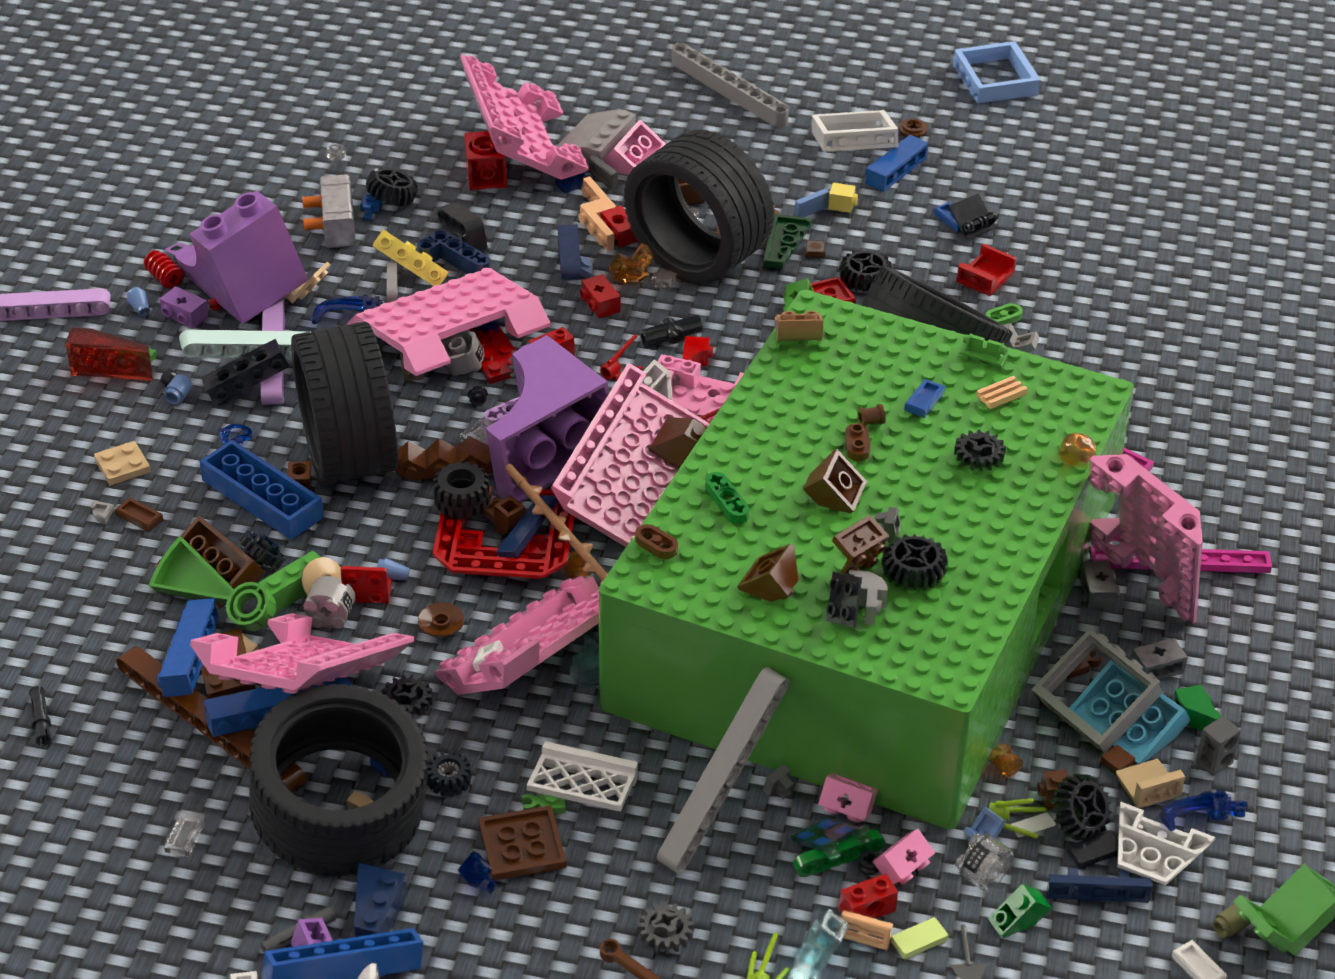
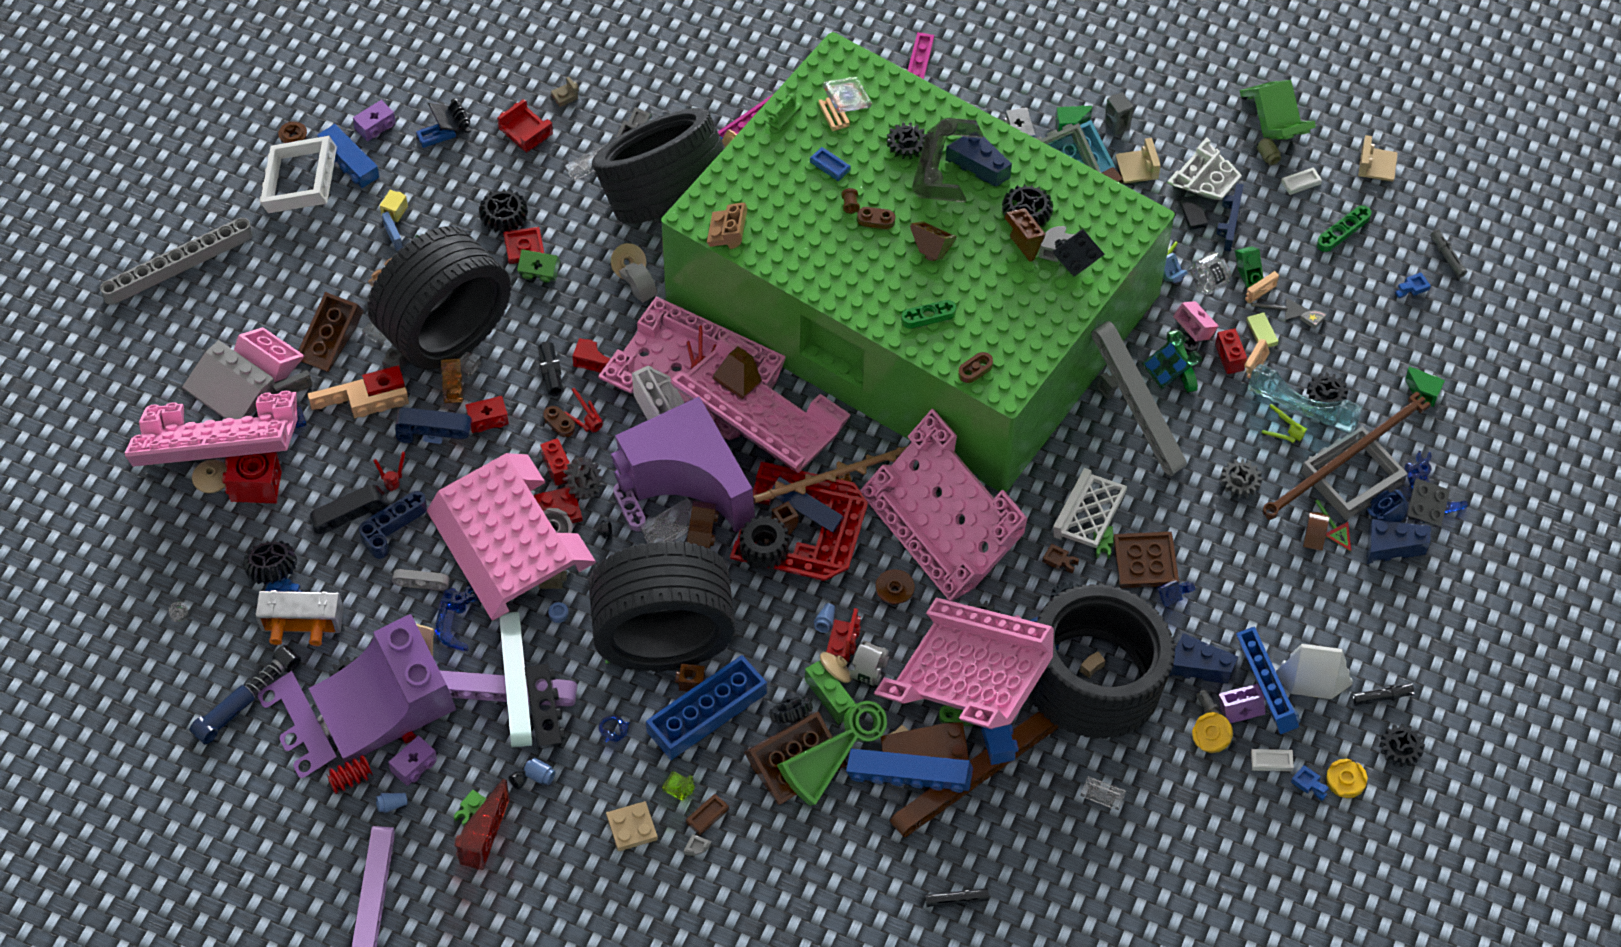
camera: 80 degrees left, 15 degrees up
(171, 488) = (679, 785): none -> clear neon green bracket
(212, 184) = (207, 727): none -> piece
(272, 925) = (1212, 732): none -> yellow tile
(409, 258) = (398, 555): light yellow bracket -> none
(497, 645) = (960, 550): white tile -> none
(507, 248) = (391, 478): none -> red plant
(508, 758) = (1059, 557): none -> reddish brown plate
(607, 348) = (557, 420): none -> reddish brown plate
(772, 575) = (1027, 298): reddish brown slope -> none
(860, 794) = (1138, 339): bright pink brick -> none
(890, 522) = (982, 214): dark grey tile -> none
(945, 461) = (928, 178): none -> clear smoke windscreen
(949, 172) = (374, 120): none -> medium lavender brick
(976, 511) = (980, 158): none -> dark blue wedge
(988, 928) = (1262, 287): none -> light nougat tile
(1006, 314) = (591, 131): bright green plate -> none
(1024, 87) = (226, 30): light blue window -> none
(1032, 396) = (847, 94): none -> clear tile
(1046, 294) = (566, 93): none -> dark tan bracket
(1077, 448) = (913, 82): clear orange hair -> none
(1087, 805) = (1170, 201): black gear -> none
(1153, 527) = (976, 63): bright pink slope -> none
(1216, 804) = (1163, 134): clear blue piece -> none

